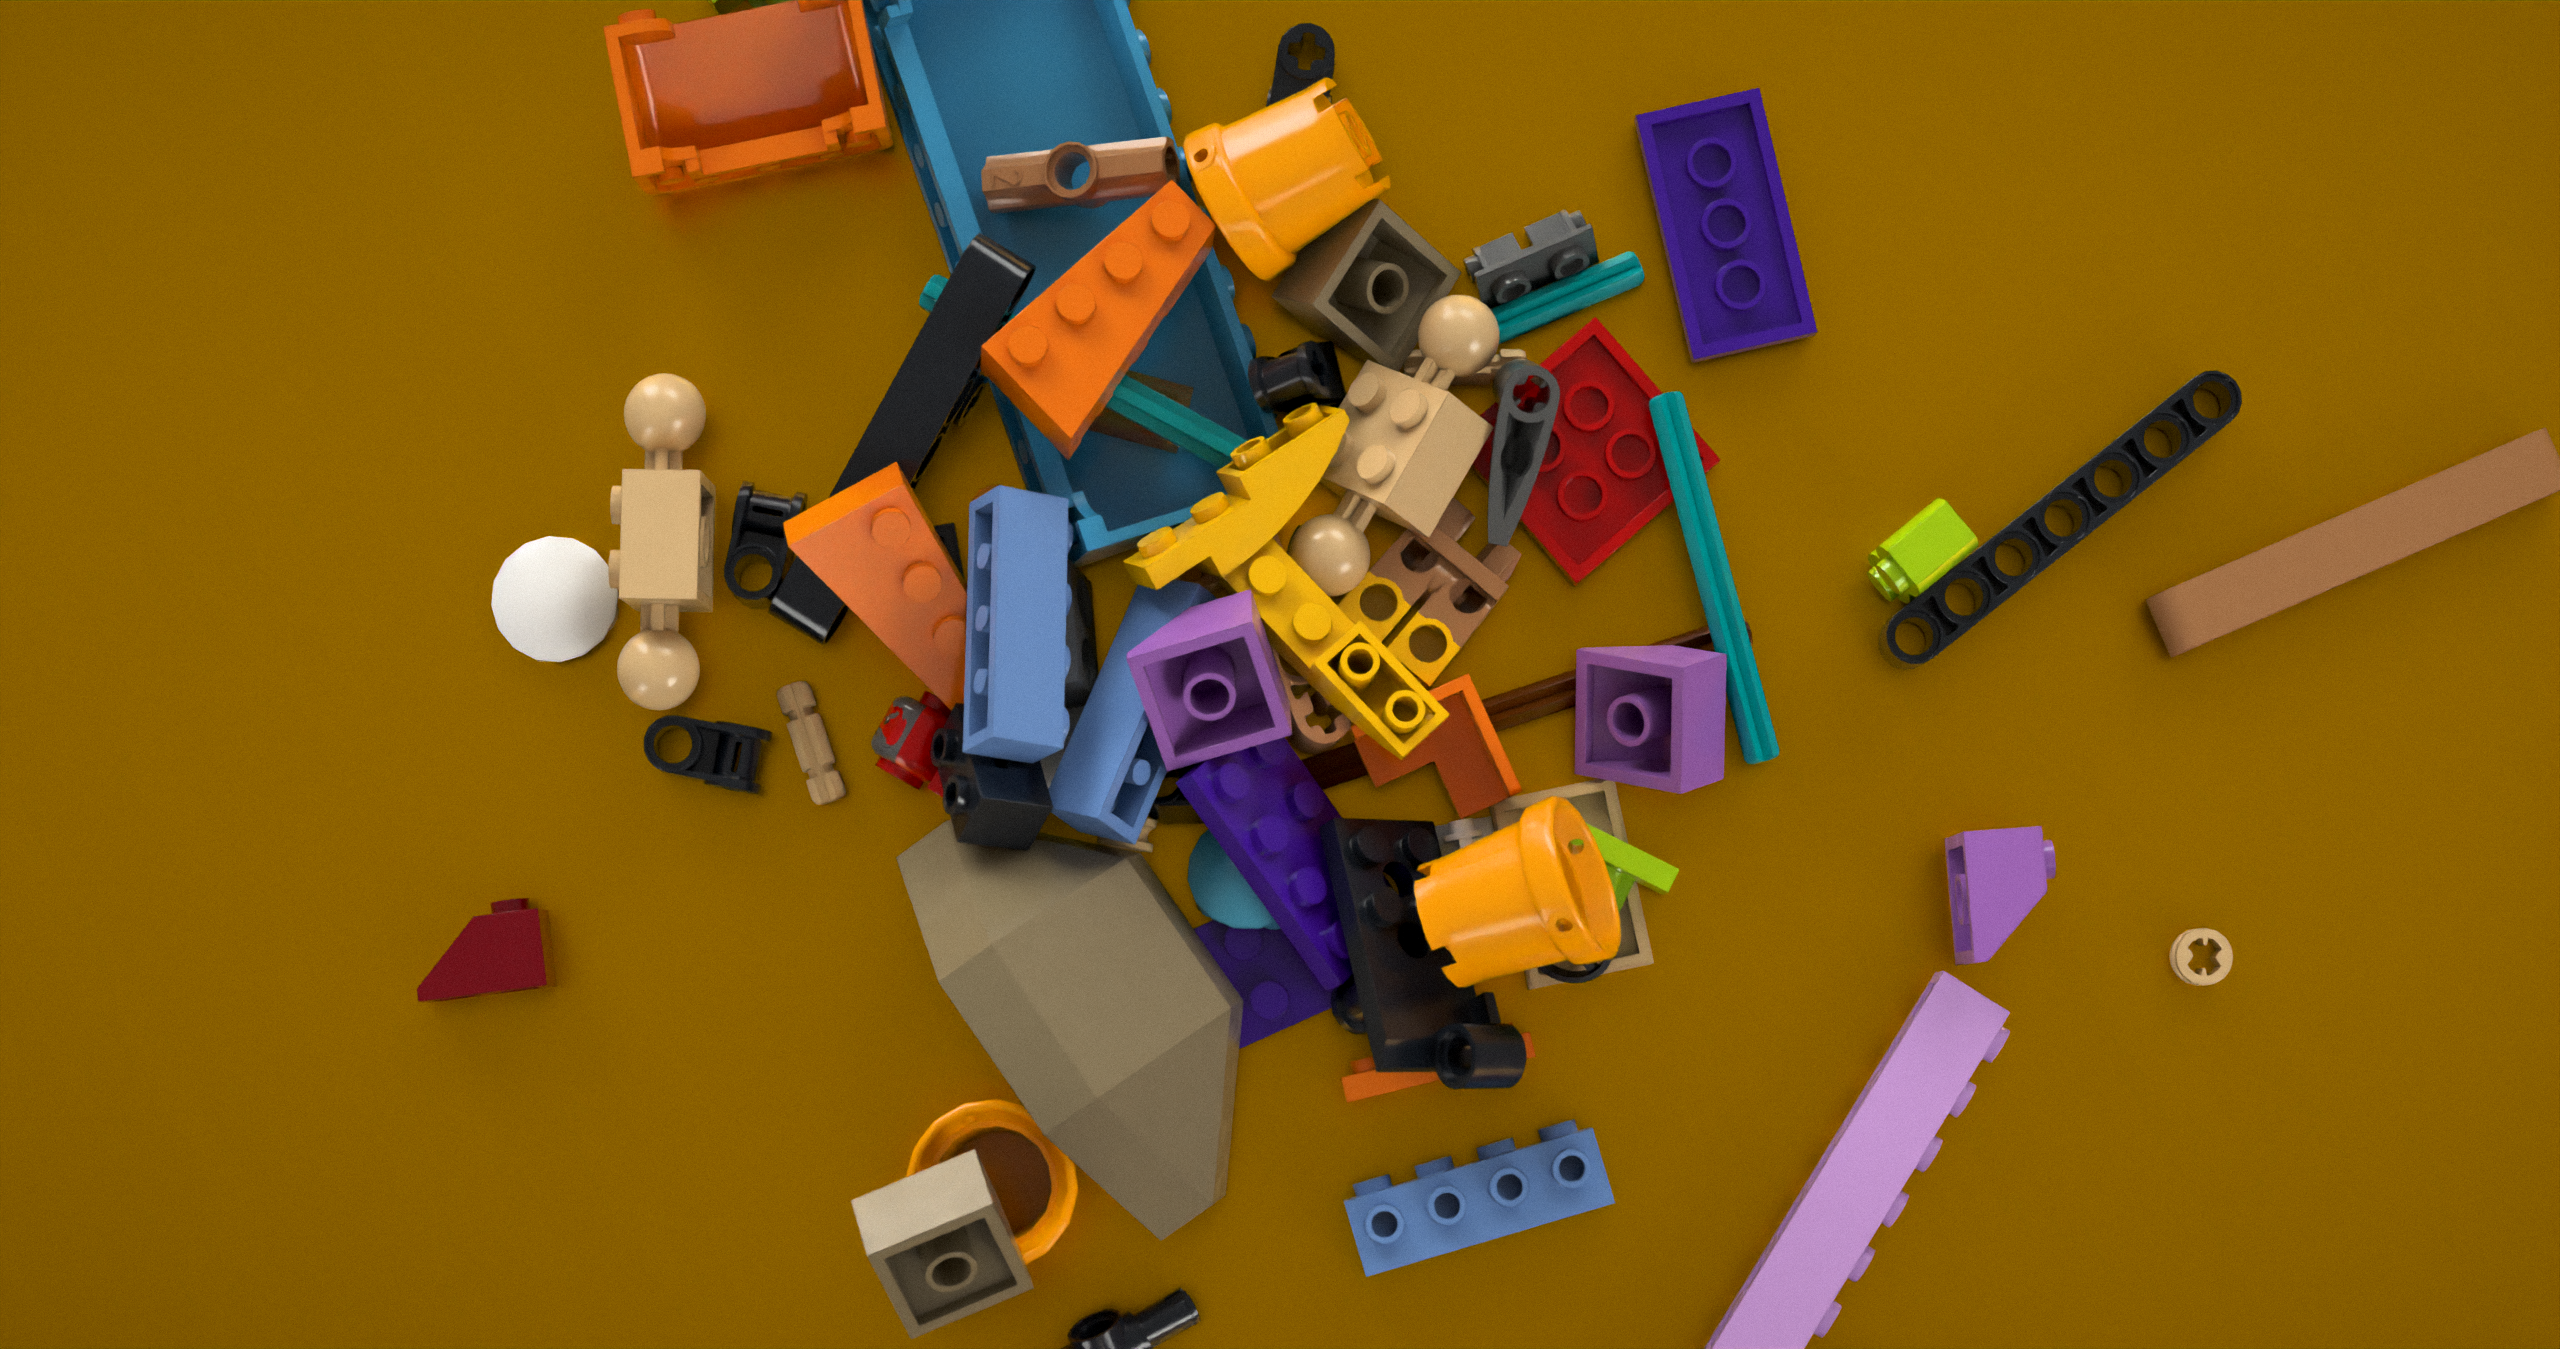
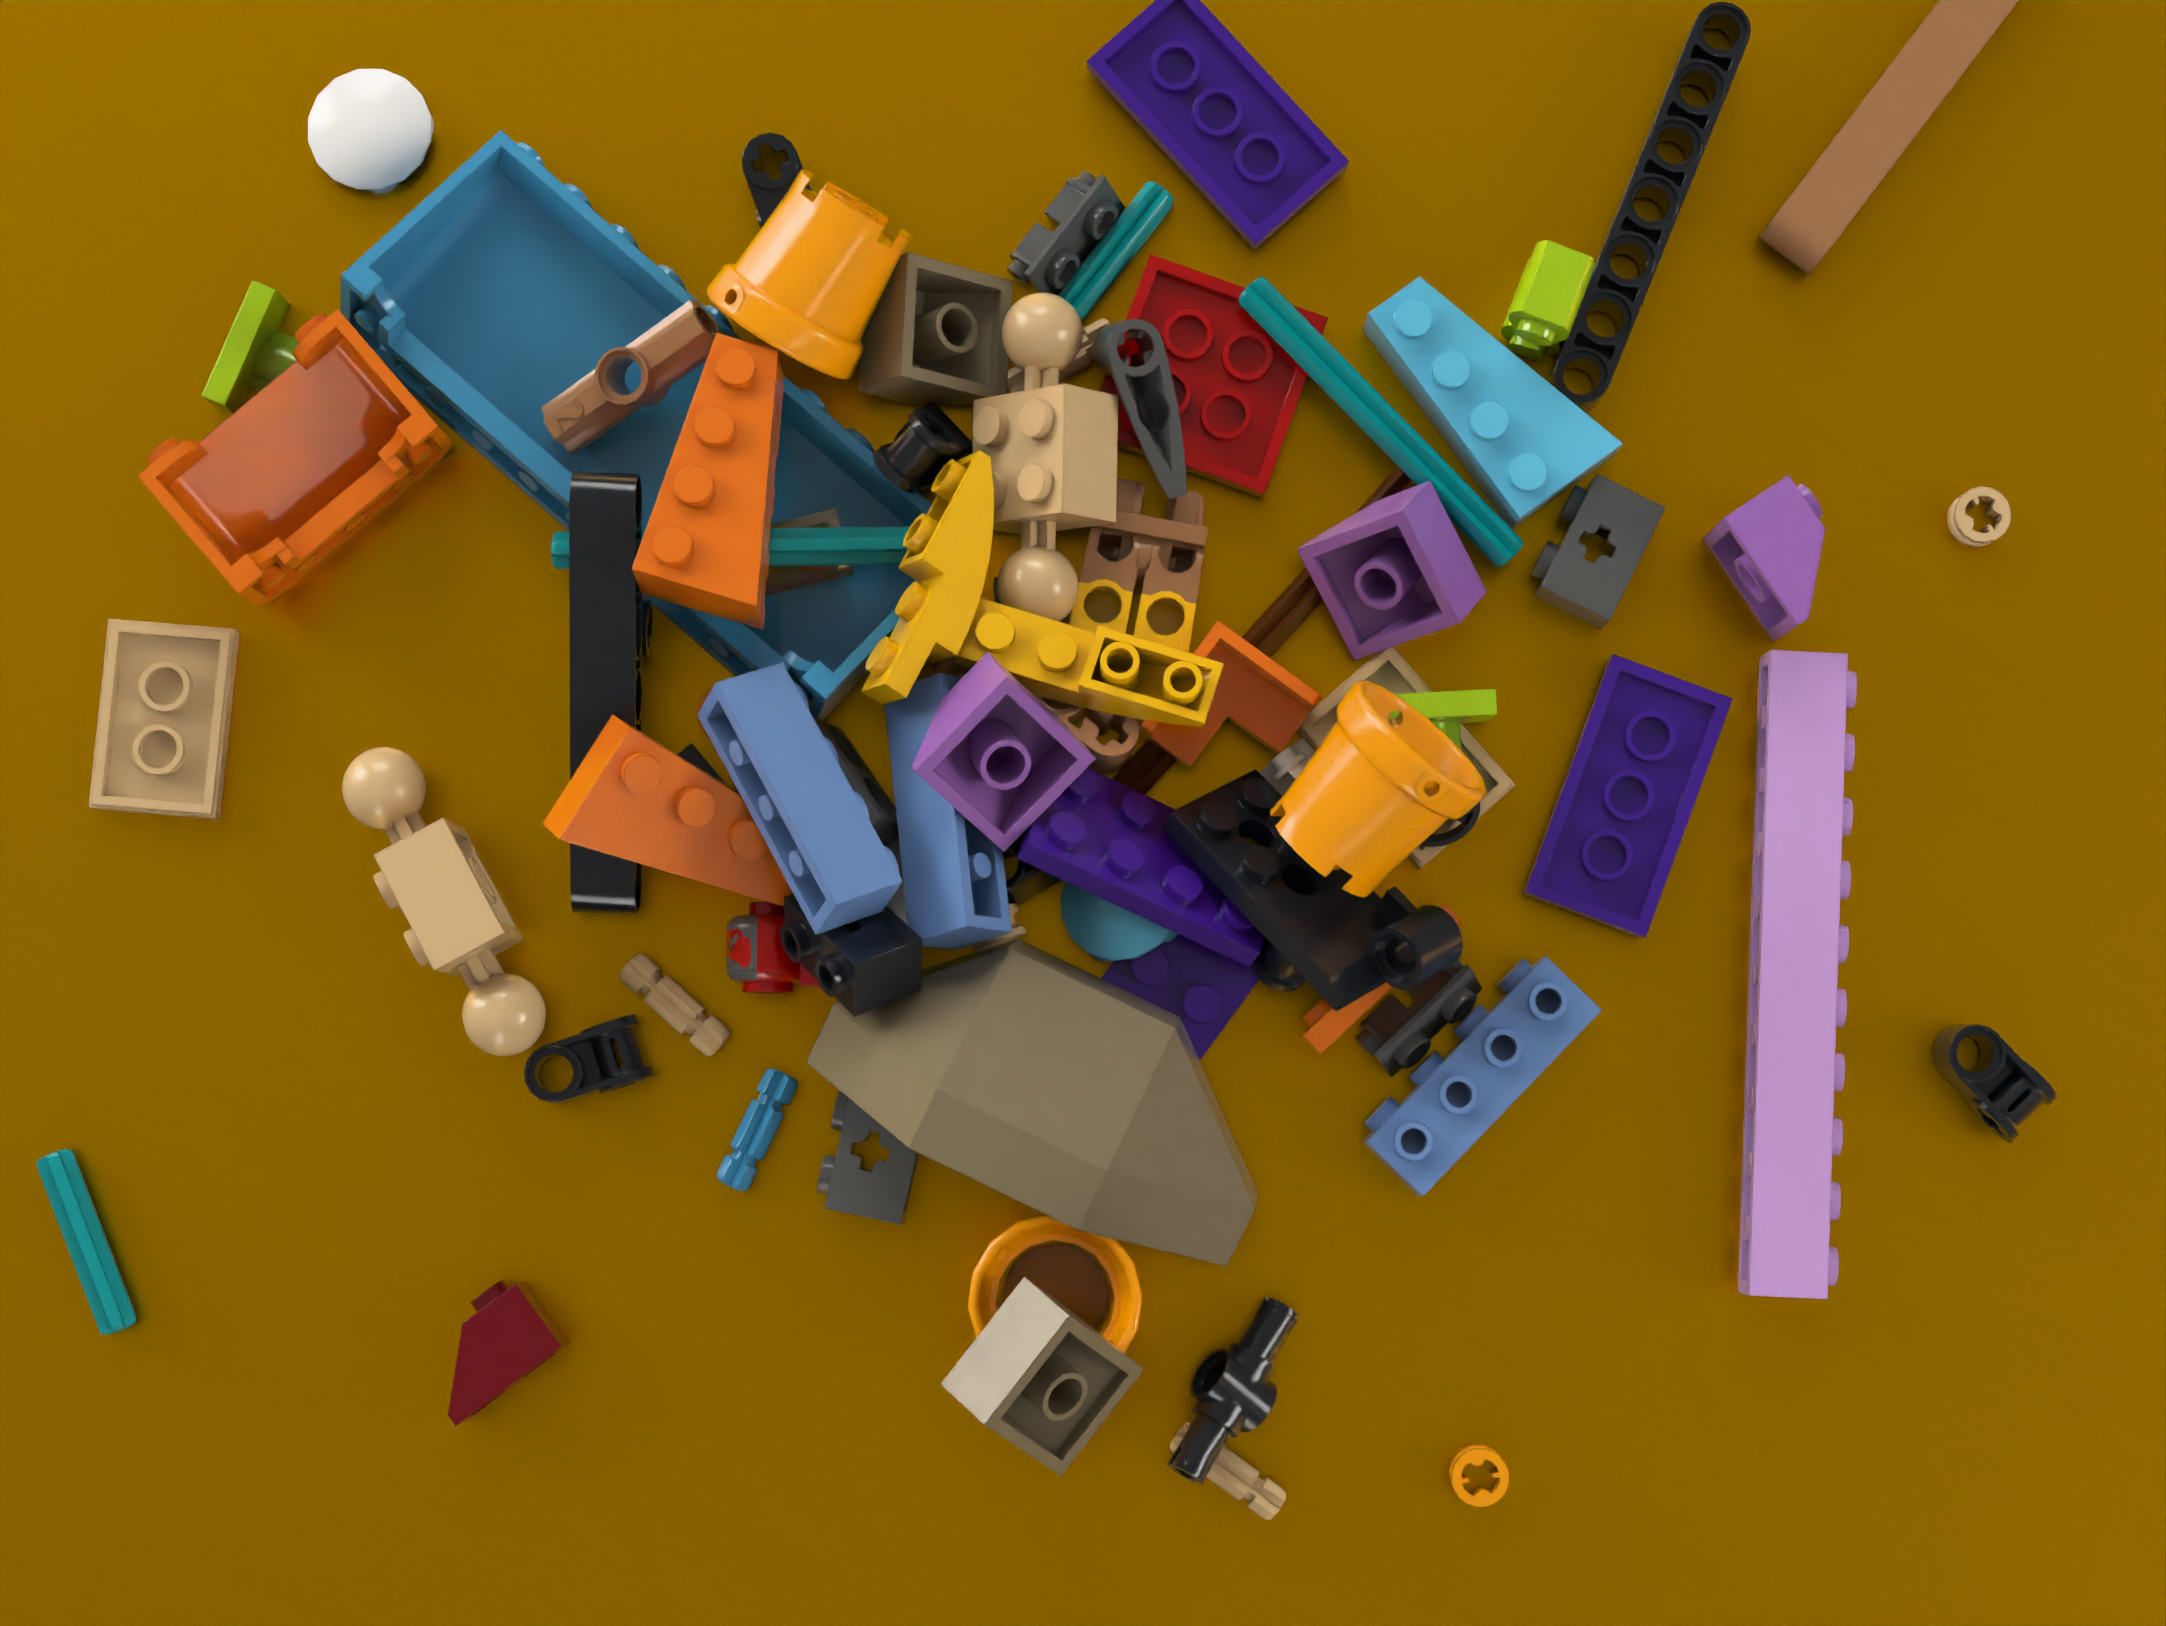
camera: 30 degrees left, 0 degrees up
(191, 663) = (86, 1241): none -> teal axle
(510, 246) = (164, 719): none -> tan tile
(554, 599) = (377, 1005): white dish -> none
(760, 538) = (529, 849): black piece -> none
(821, 891) = (757, 1129): none -> dark azure axle
(878, 994) = (860, 1191): none -> dark grey brick
(1430, 1127) = (1404, 1035): none -> dark grey hinge
(1747, 1028) = (1627, 796): none -> dark purple plate
(1819, 621) = (1490, 407): none -> medium azure wedge
(1879, 787) = (1625, 526): none -> dark grey brick

